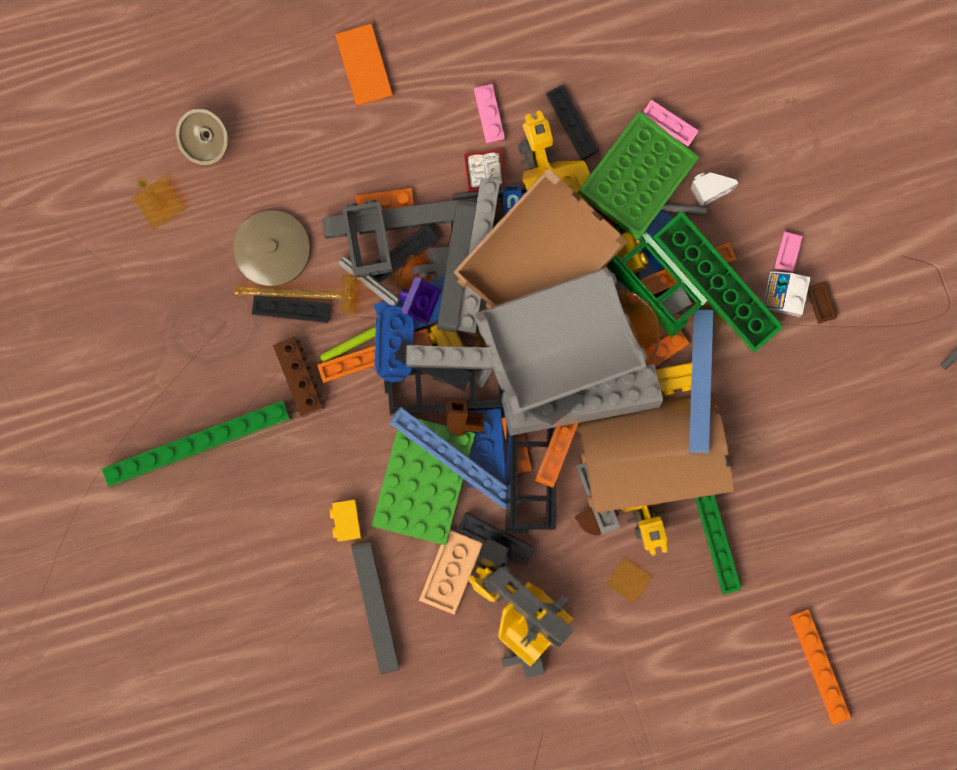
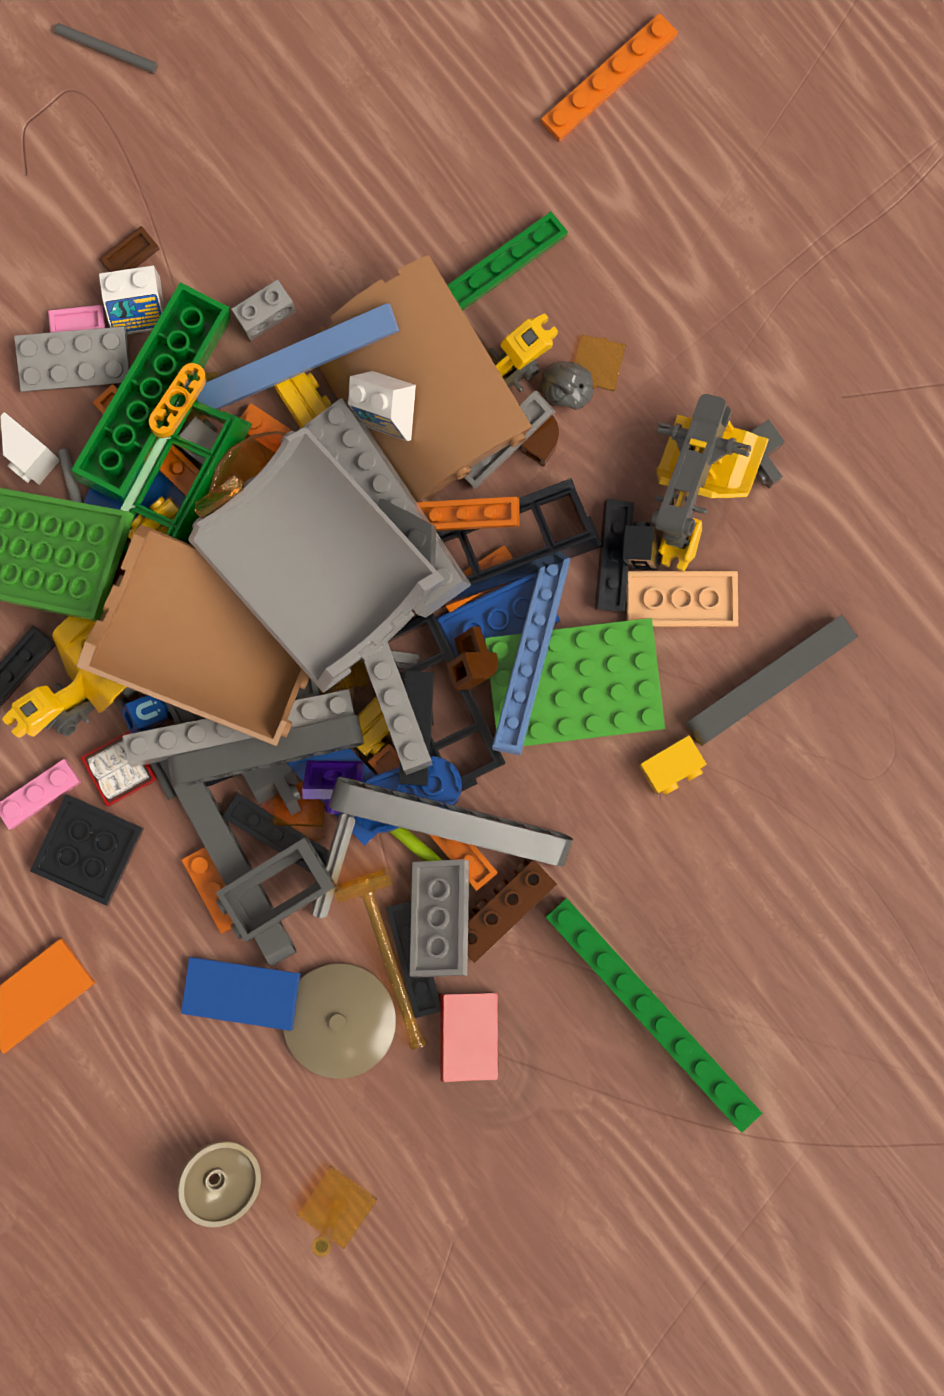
camera: 110 degrees left, 0 degrees up
(228, 324) = (469, 1037): none -> tile
(308, 334) = (439, 918): none -> light grey plate
(313, 193) = (240, 993): none -> blue tile
(364, 364) = (449, 821): none -> beam
(441, 132) = (87, 849): none -> black plate
(623, 550) = (567, 385): none -> dark grey hair
(626, 296) = (218, 496): none -> clear orange piece
(648, 424) = (383, 403): none -> white slope
(707, 309) = (181, 379): none -> light orange beam
(747, 375) = (264, 310): none -> light grey brick
(763, 240) = (72, 359): none -> light grey plate

